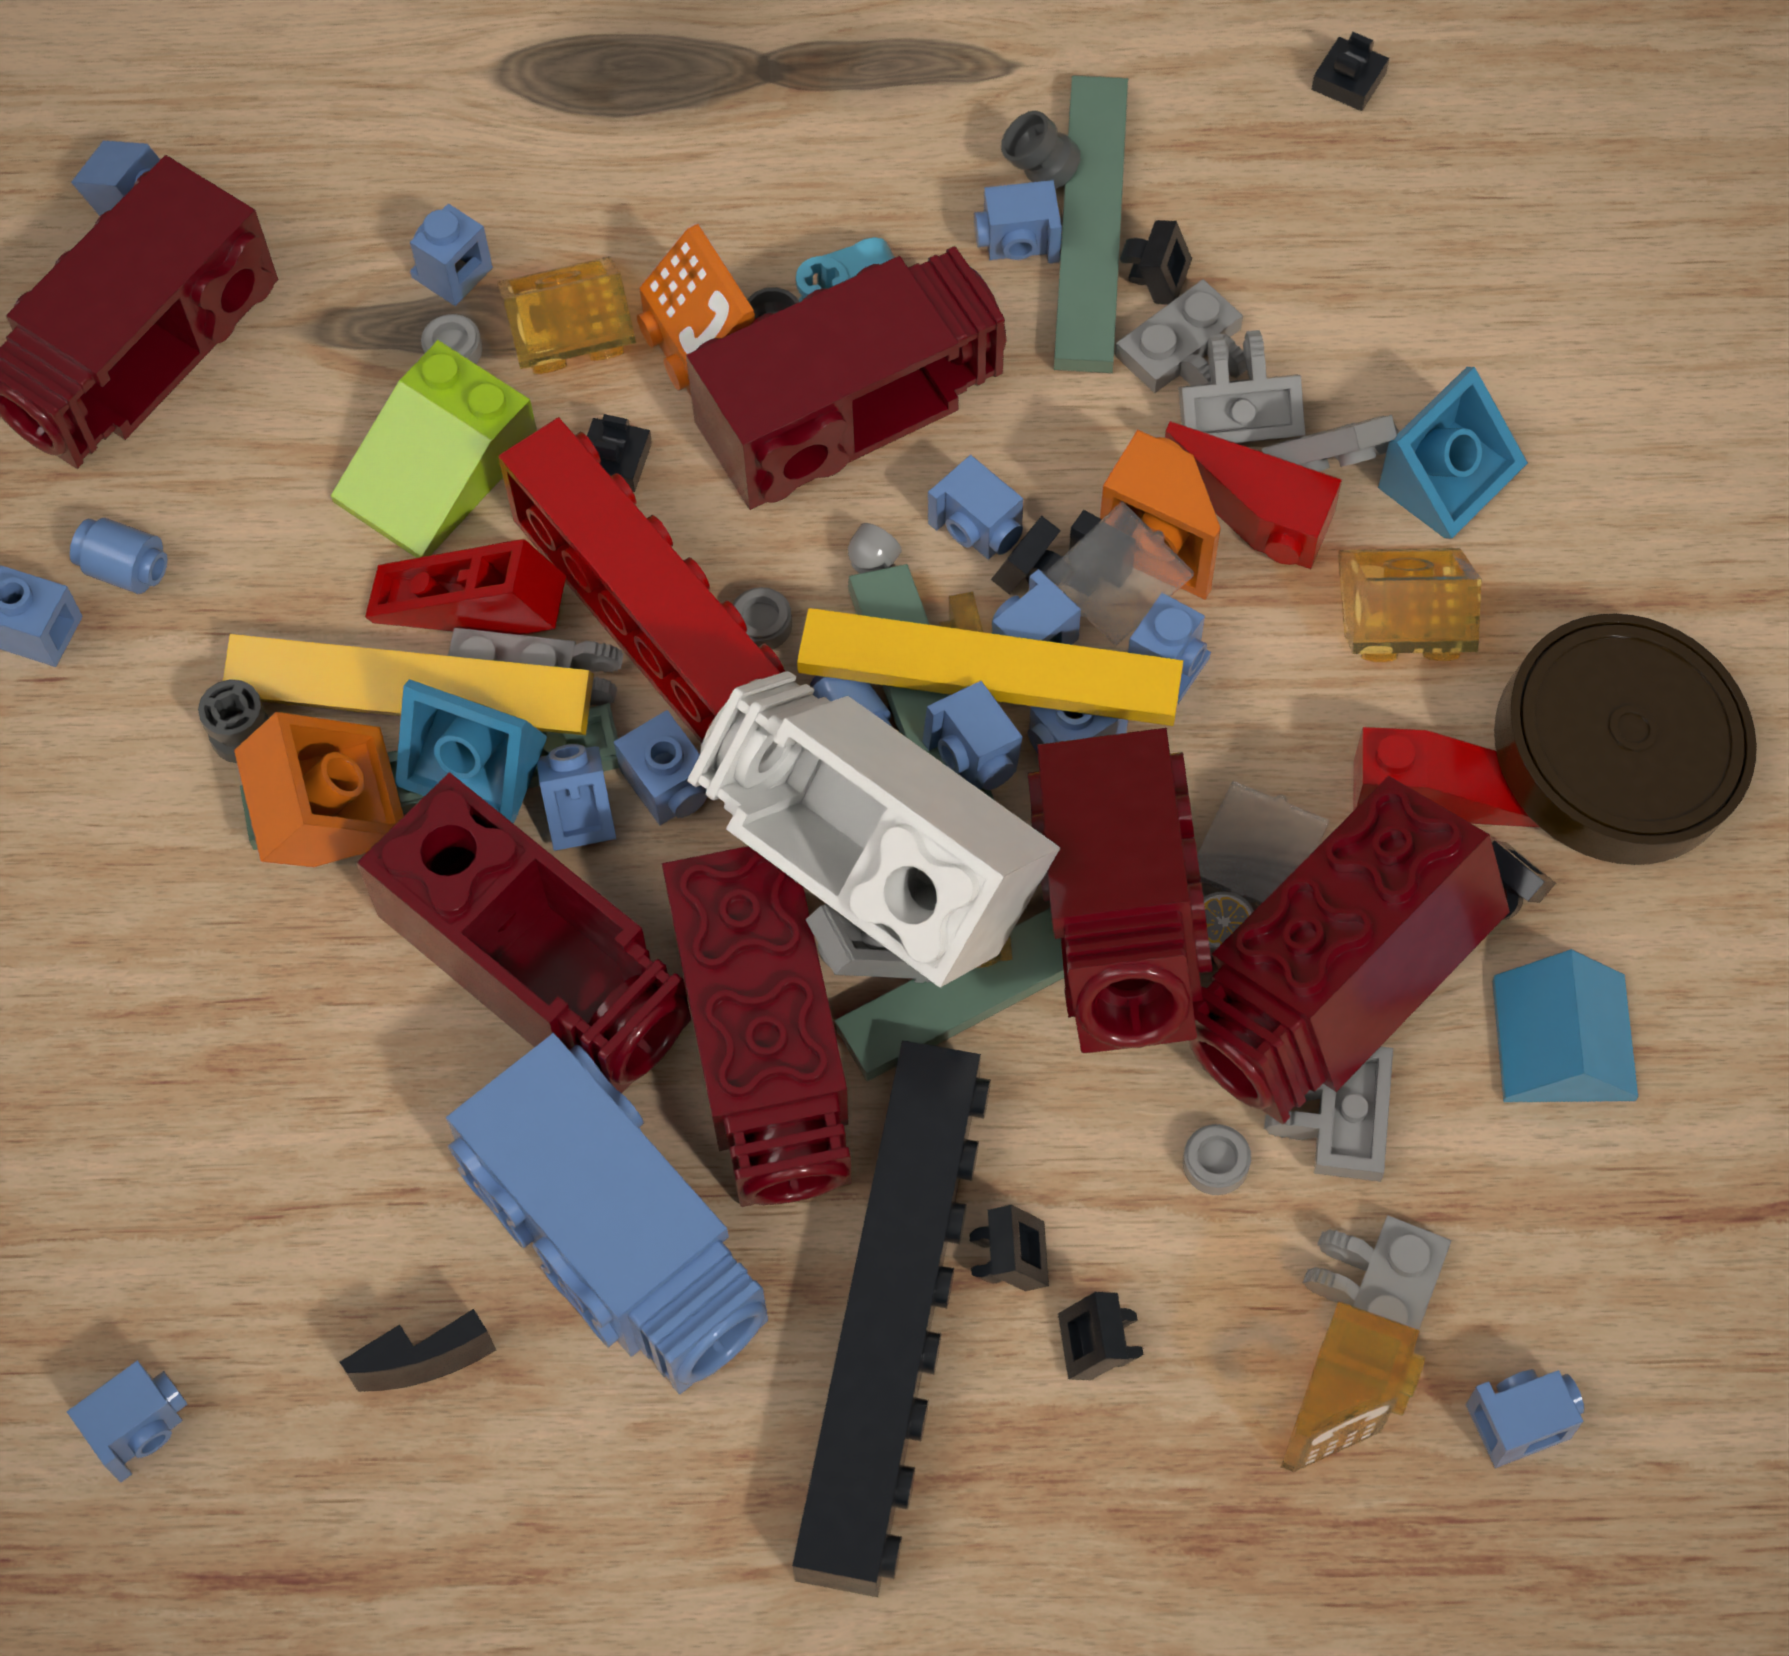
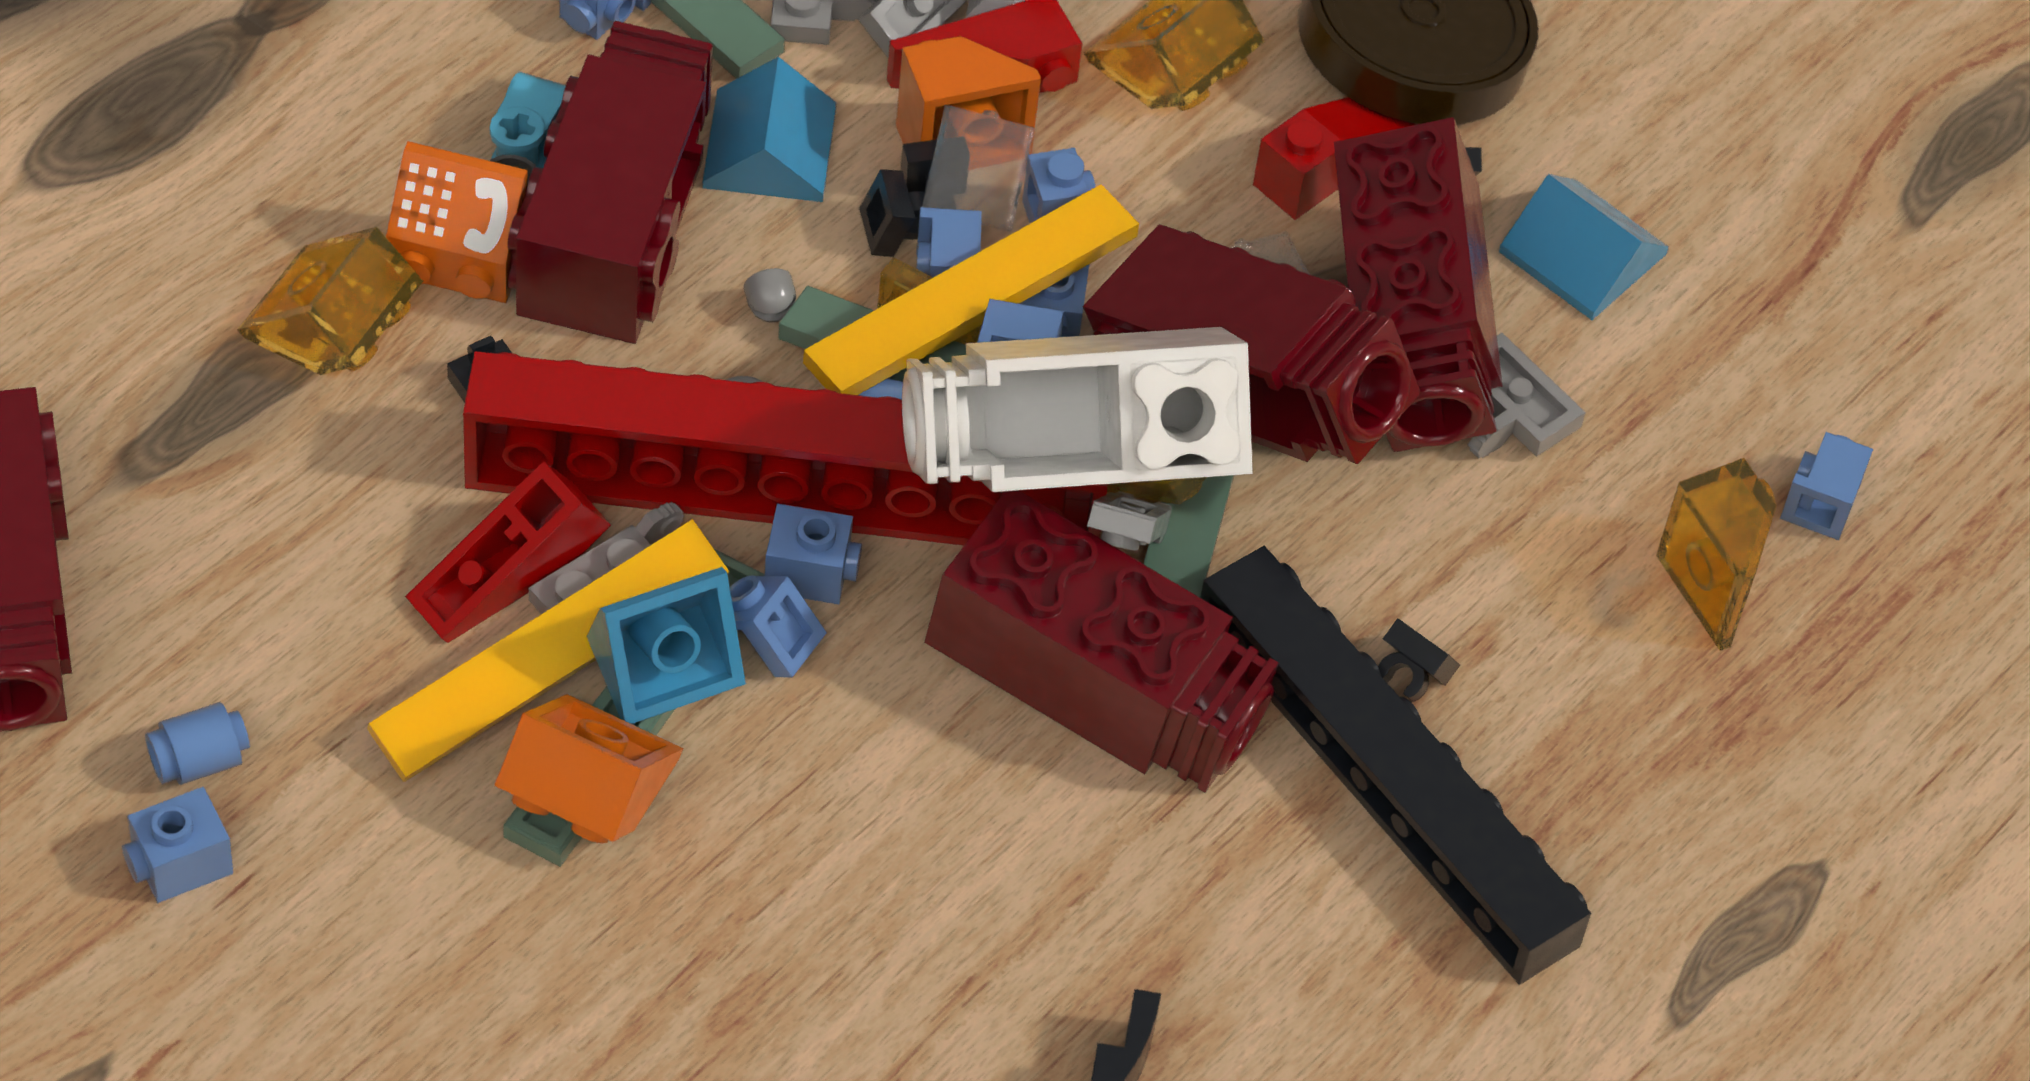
camera: 55 degrees left, 10 degrees down
(230, 715) = (447, 781): dark grey wheel -> none
(433, 450) = (356, 478): lime slope -> none
(440, 243) = (185, 331): medium blue brick -> none
(455, 332) = (259, 399): light grey tile -> none
(524, 933) = (876, 726): dark red piece -> none
(606, 1213) = (1151, 852): medium blue piece -> none
(977, 509) = (816, 207): medium blue brick -> none
(1023, 428) = (770, 135): none -> dark azure slope
(1095, 1336) = (1530, 663): black tile -> none
(1216, 1159) = (1468, 499): light grey tile -> none
(1397, 1274) = (1648, 466): light grey hinge -> none

